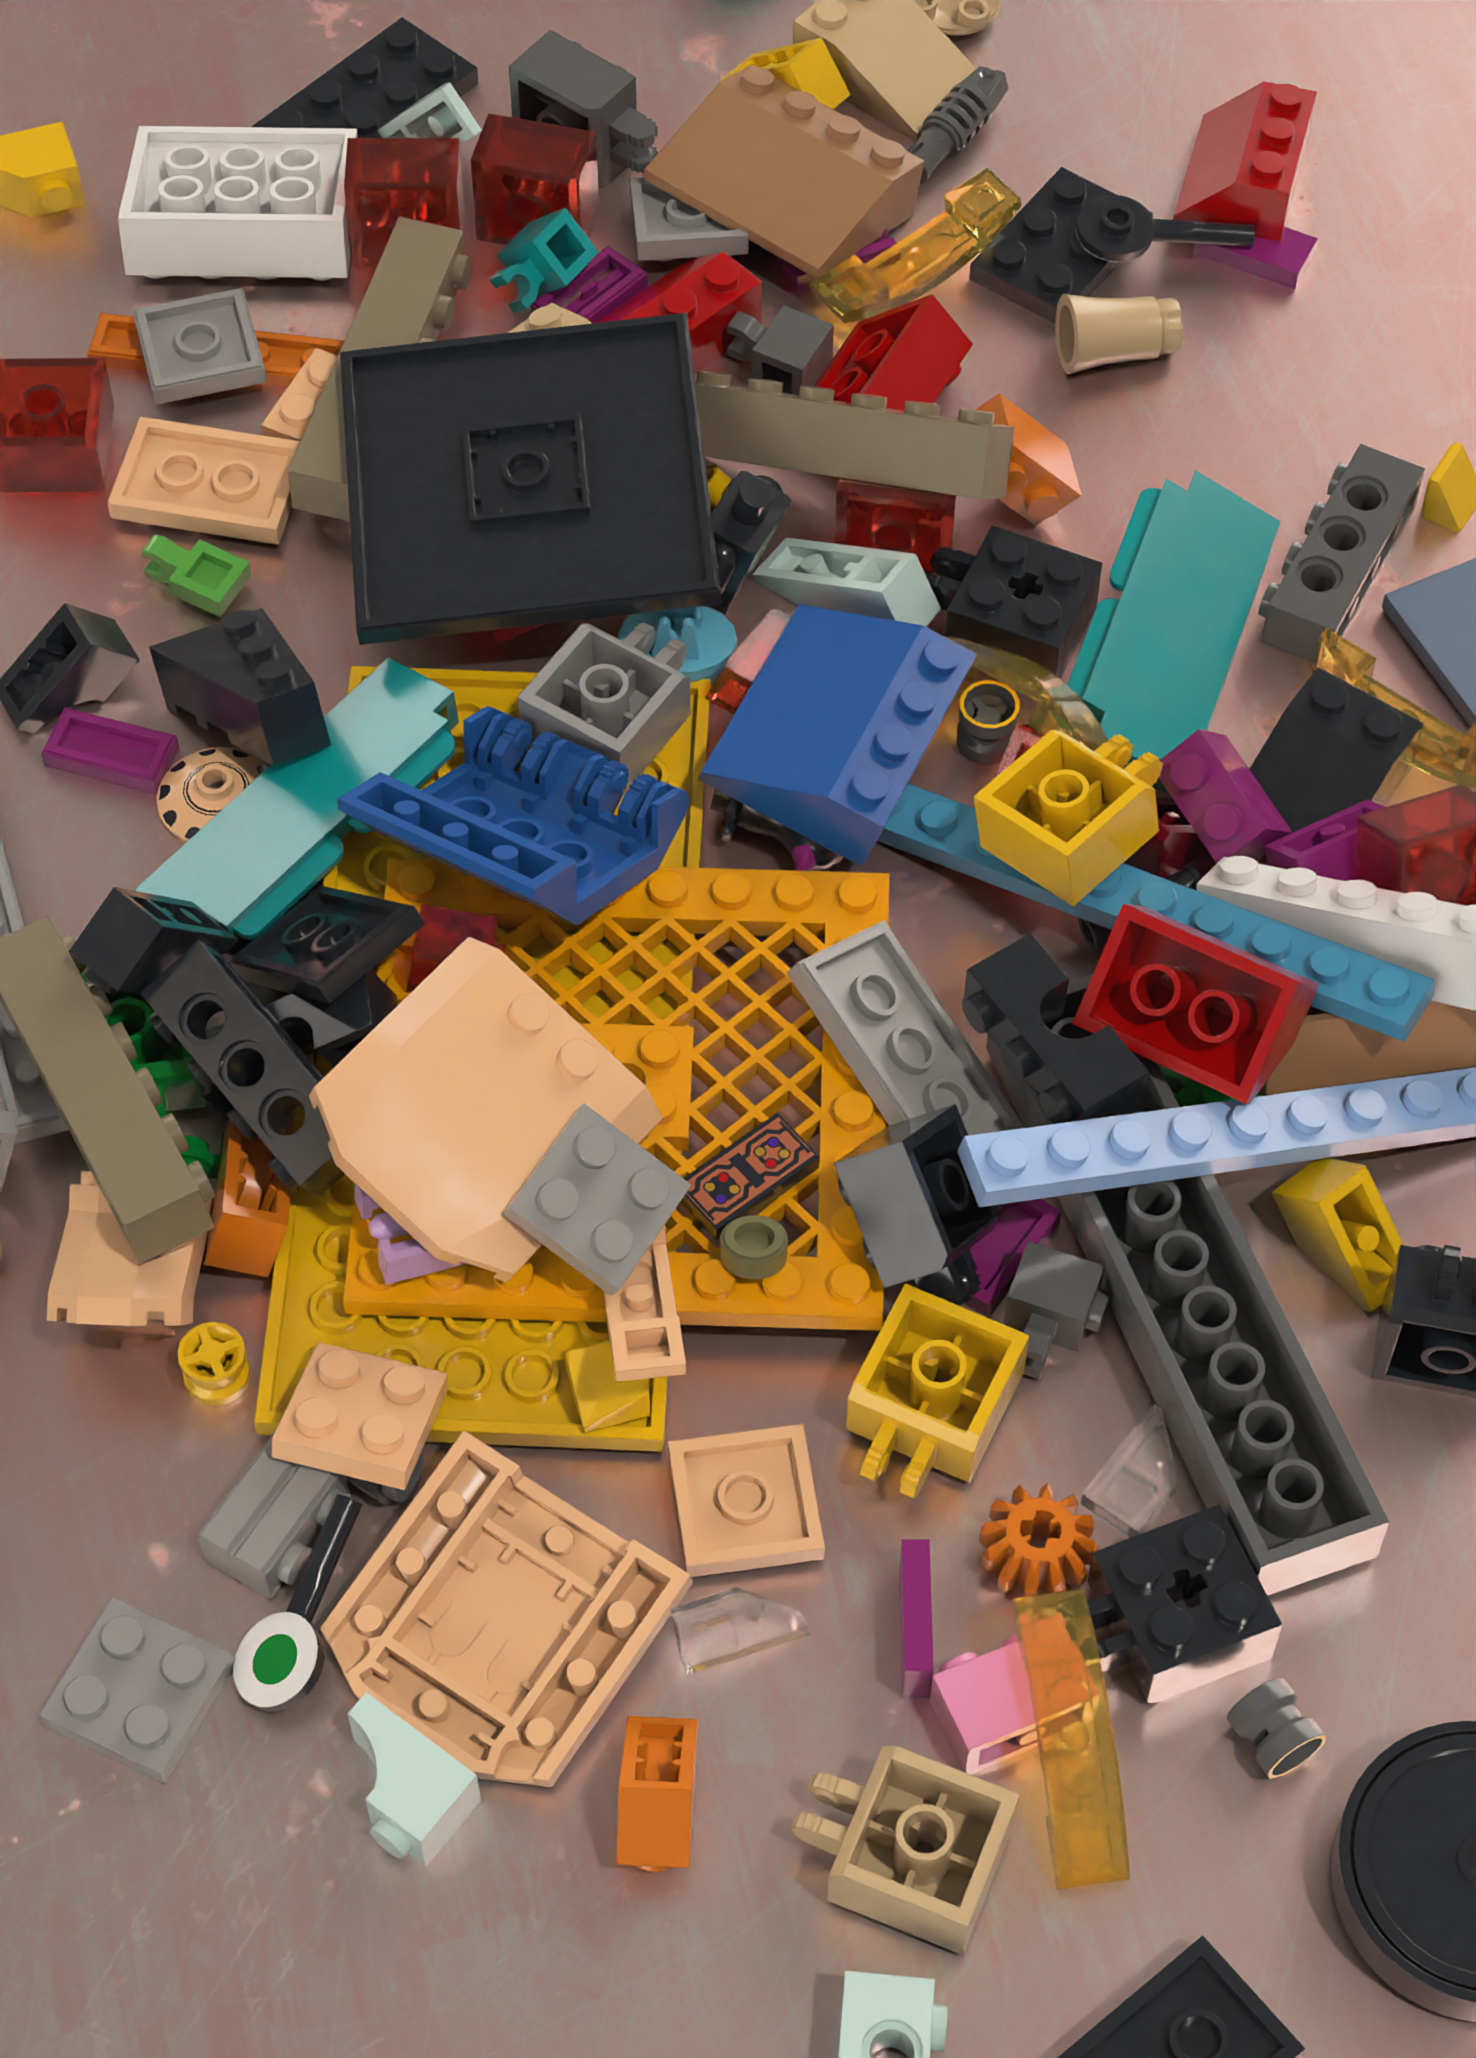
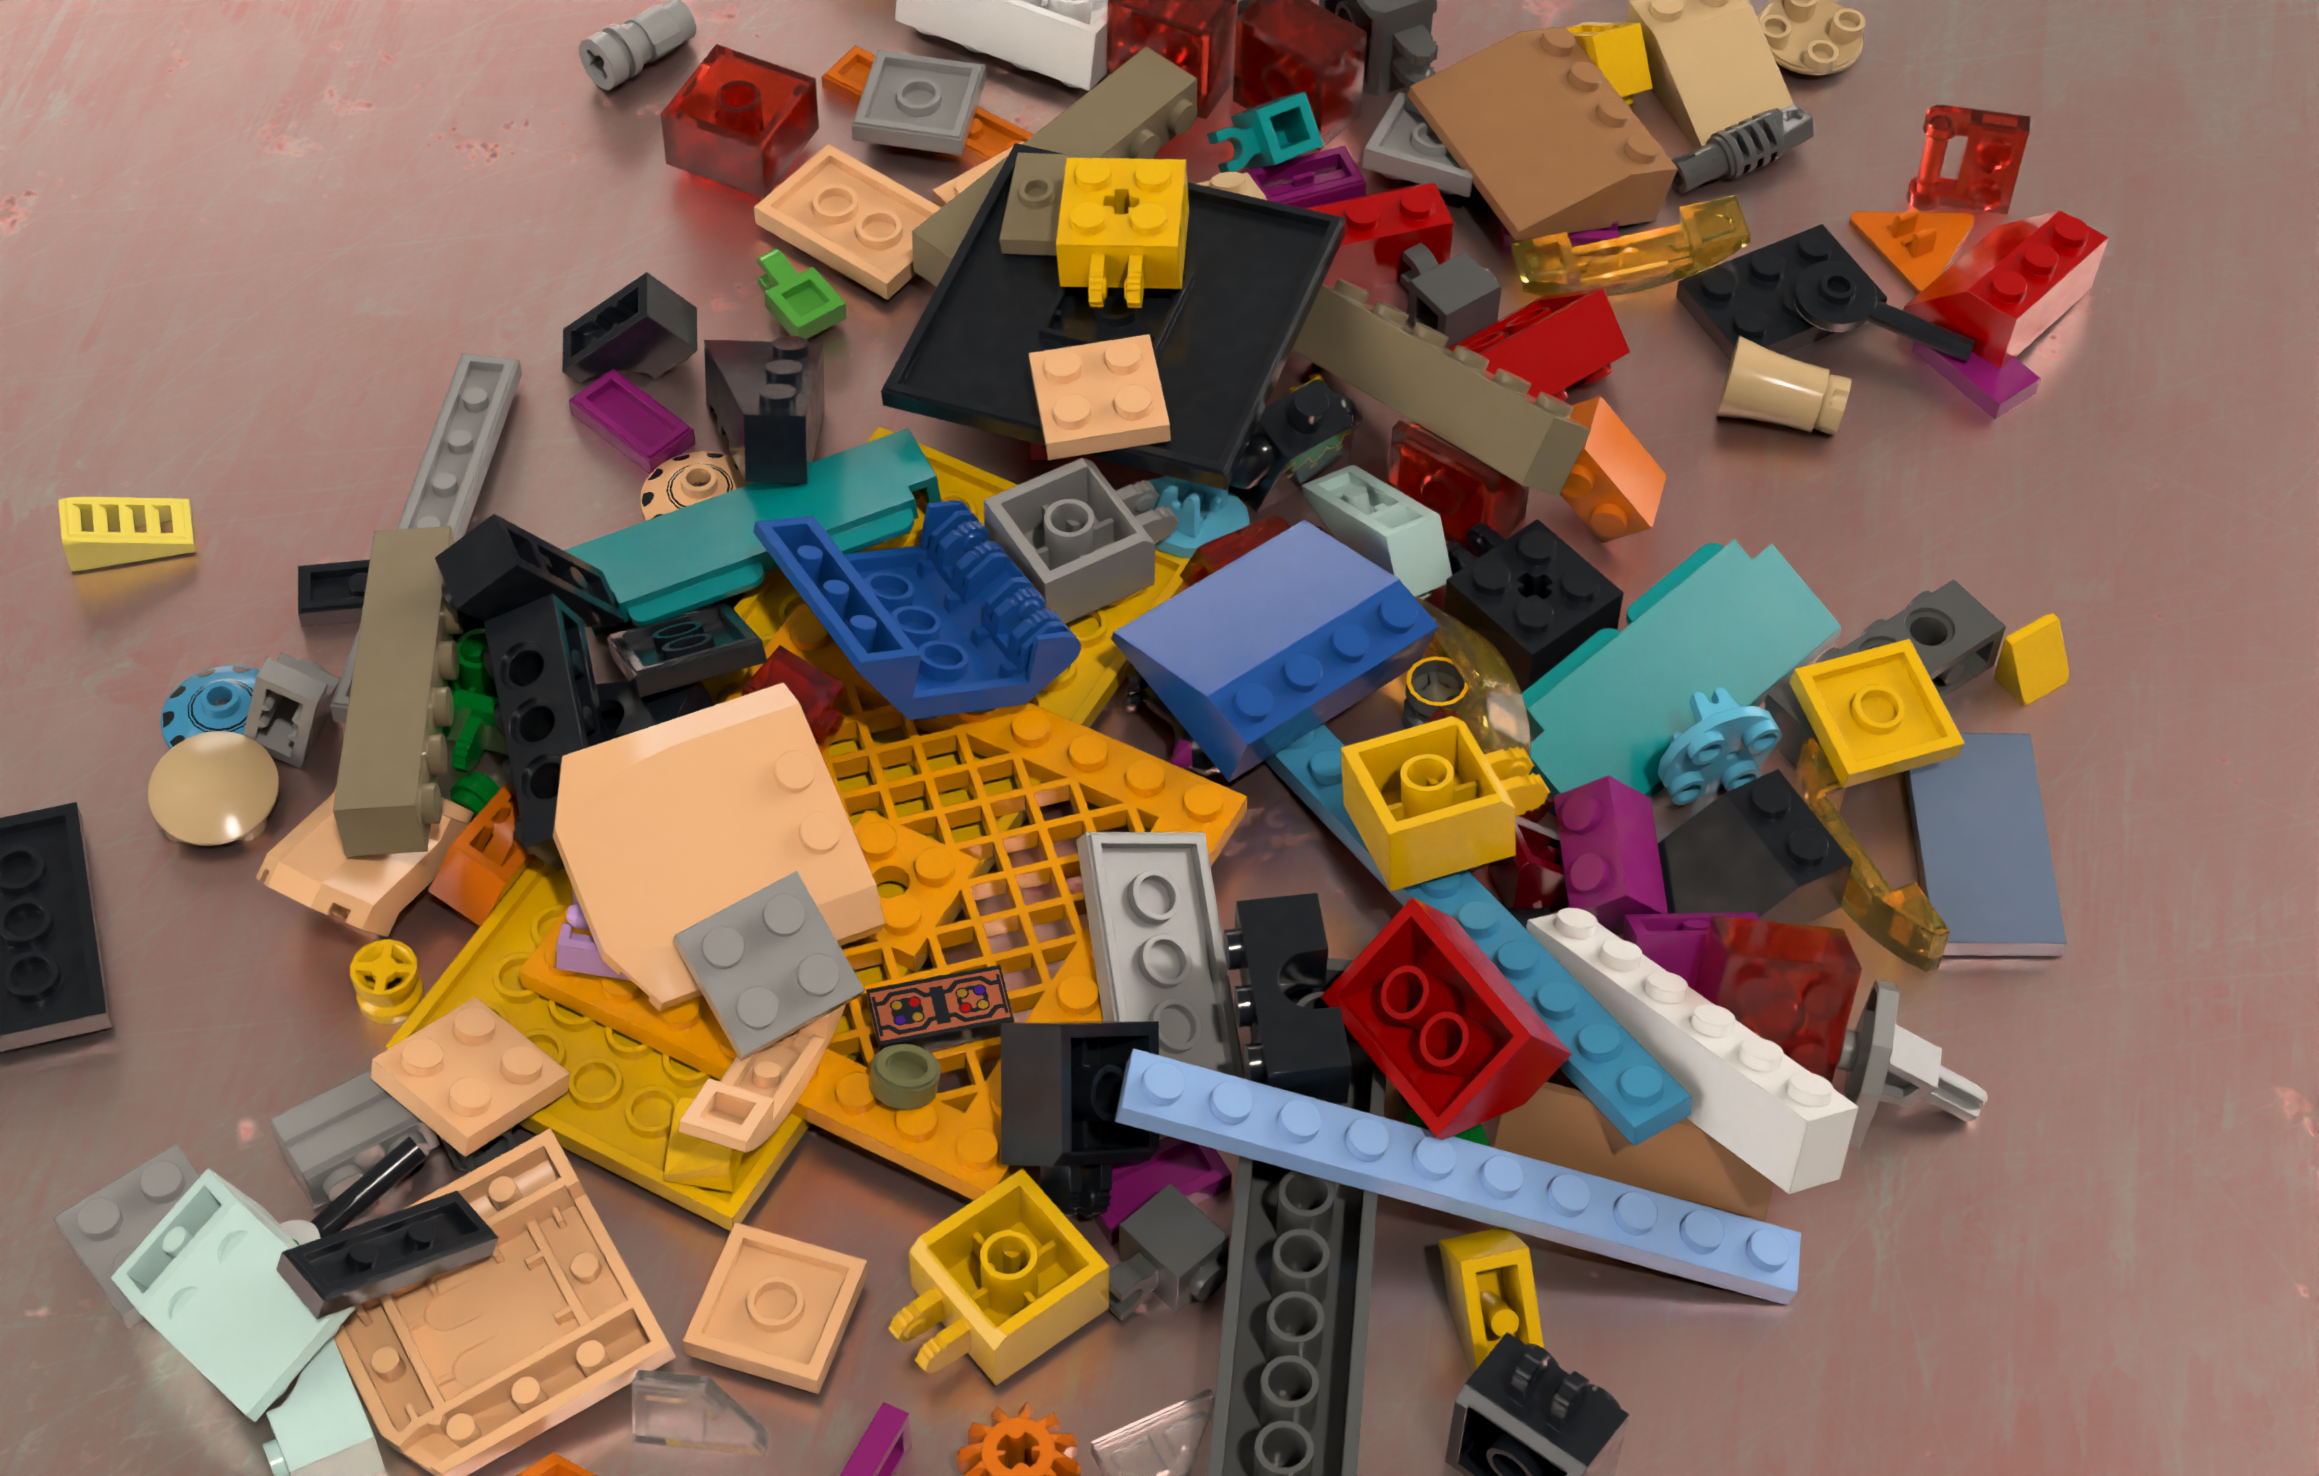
camera: 25 degrees right, 5 degrees down
(275, 1707) = (217, 1296): none -> light aqua slope
(400, 401) = (1034, 204): none -> dark tan plate
(401, 1608) = (386, 1254): none -> black tile
(503, 394) = (1122, 226): none -> yellow hinge
(567, 561) = (1099, 397): none -> light nougat plate
(1141, 155) = (1914, 242): none -> orange piece
(1176, 63) = (1987, 162): none -> clear red plate
(1258, 668) = (1719, 749): none -> medium azure plate
(1372, 585) = (1876, 713): none -> yellow plate

